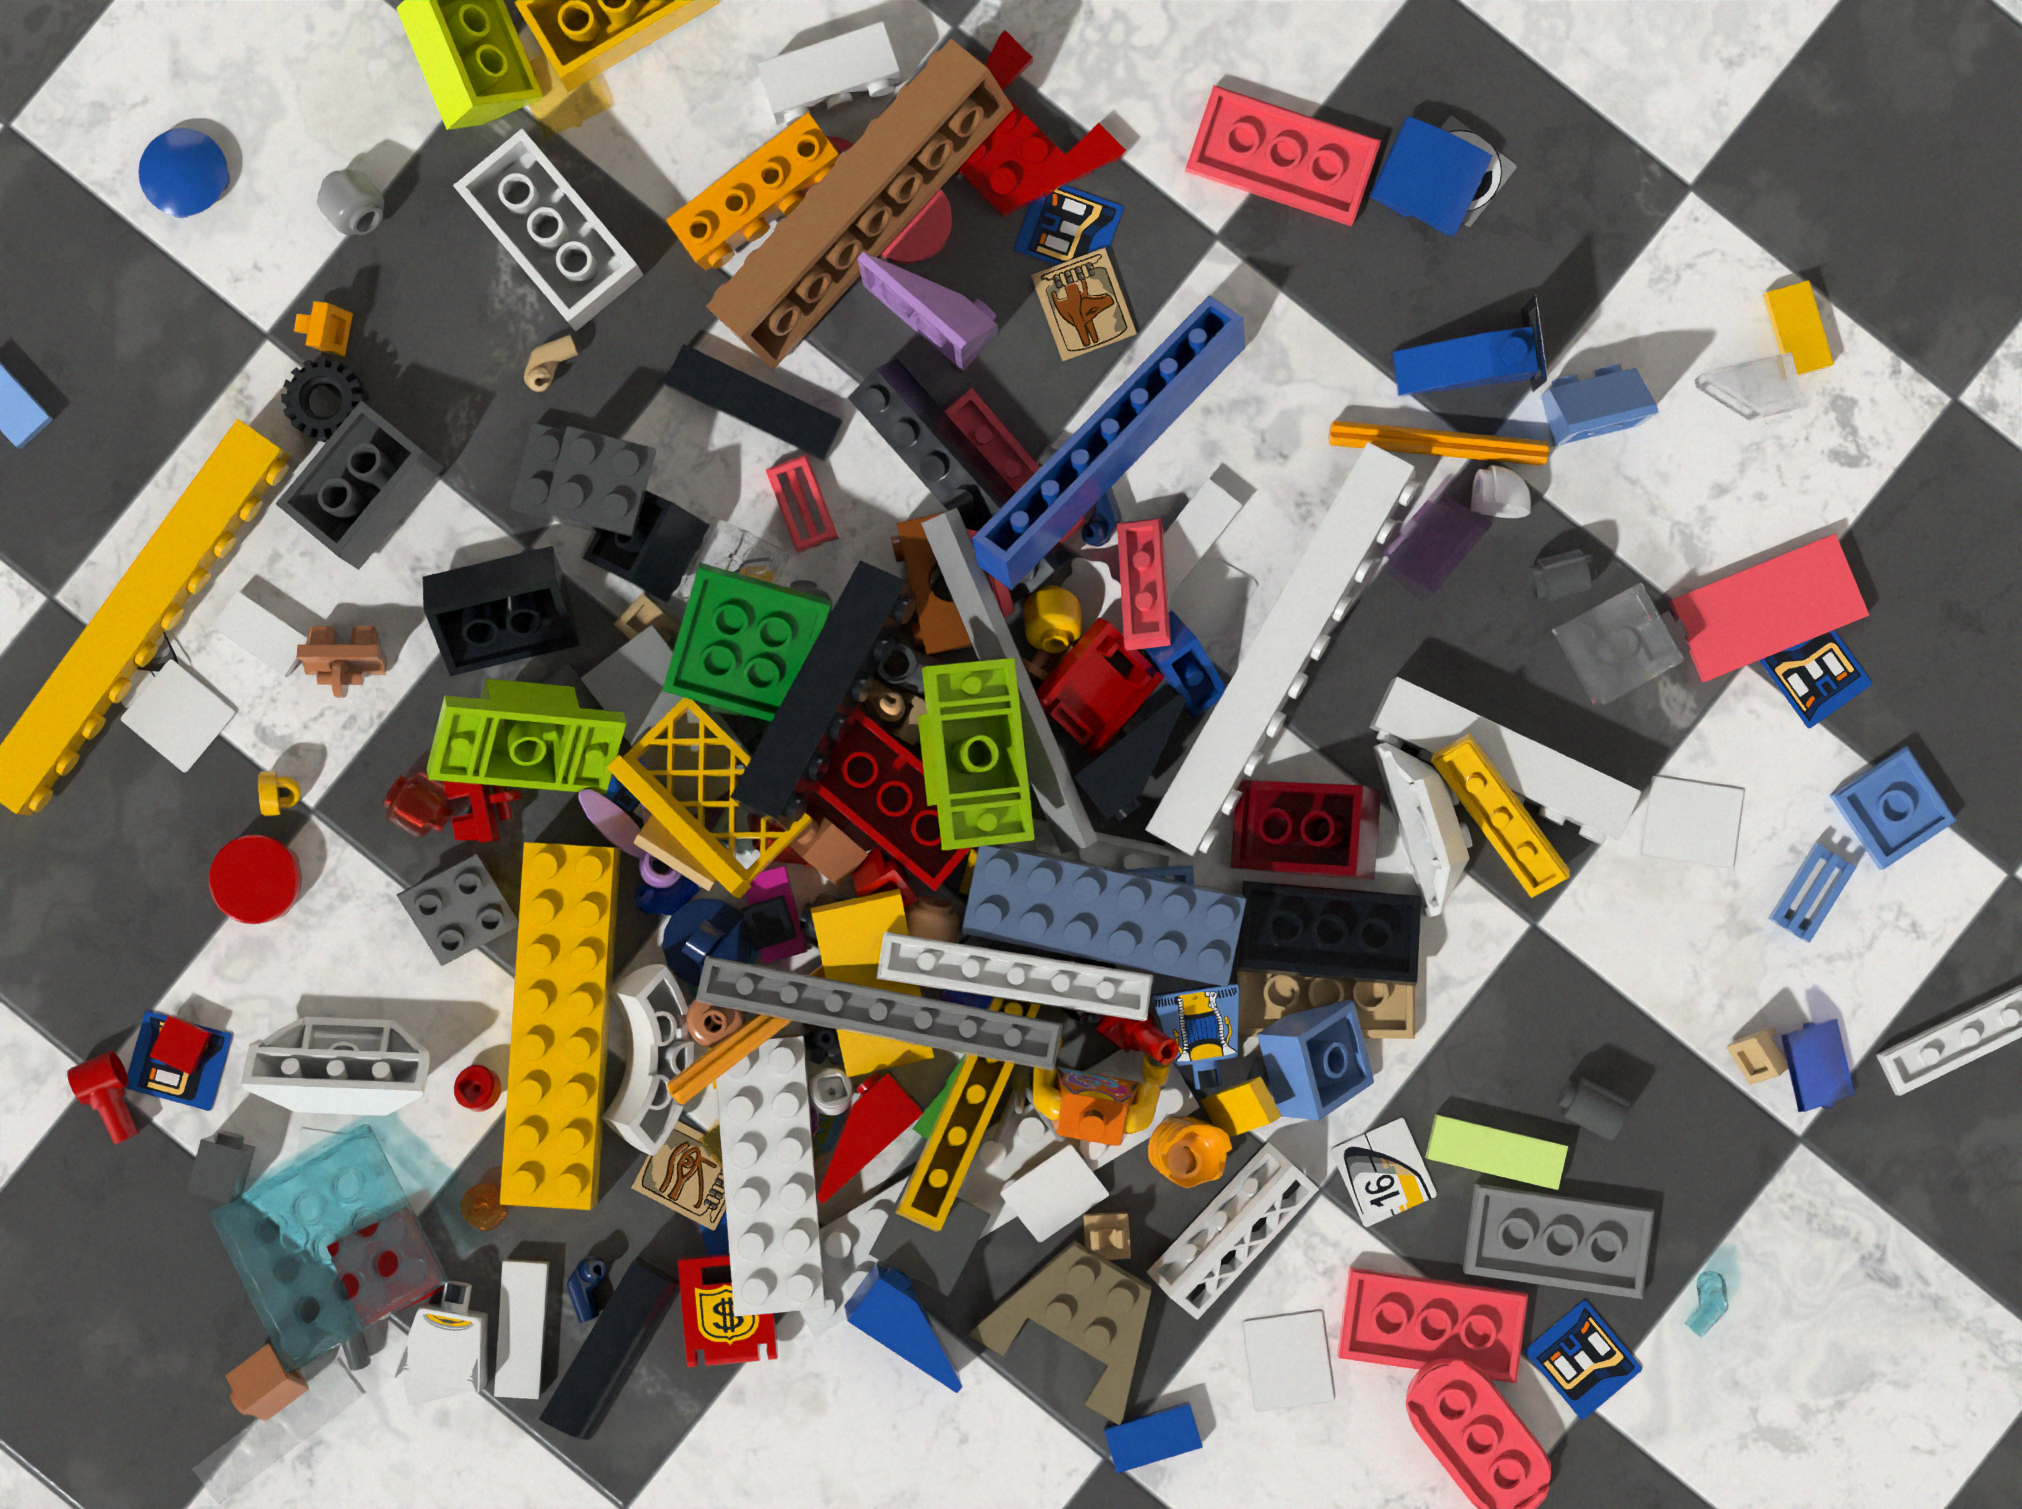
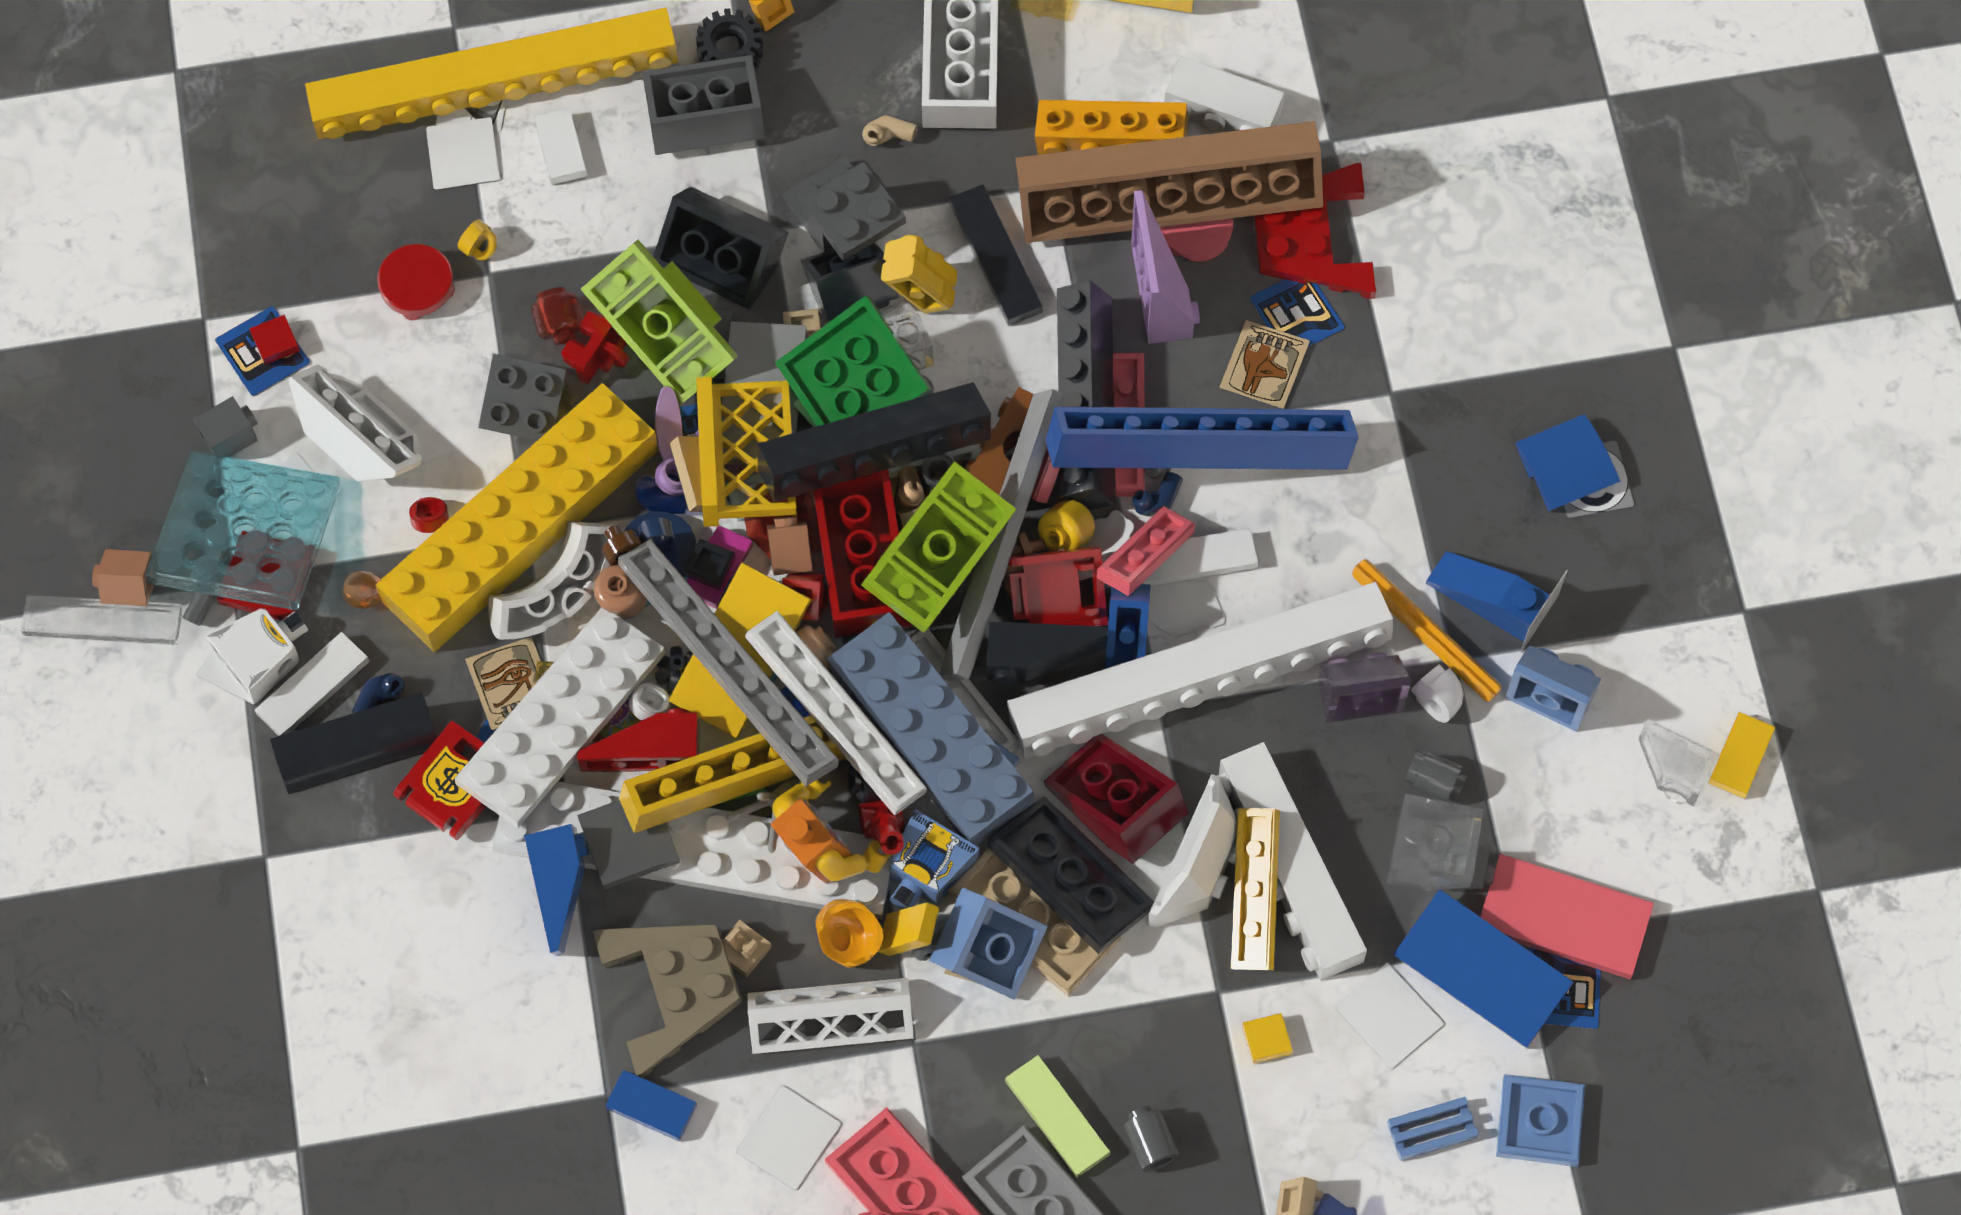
camera: 45 degrees right, 20 degrees down
(102, 1086) = (202, 322): red pin -> none
(342, 663) = (593, 198): nougat hips -> none
(684, 983) = (618, 543): none -> reddish brown tile
(711, 489) = (919, 274): none -> yellow brick
(727, 1053) = (607, 612): light orange axle -> none
(815, 538) = (960, 363): coral tile -> none
(1054, 1193) = (734, 886): white sticker -> none
(1282, 155) = (1478, 377): coral tile -> none
(1383, 1172) = (967, 1068): sticker -> none
(1611, 932) = (1267, 1038): none -> yellow tile
(1742, 717) = (1483, 968): none -> blue tile

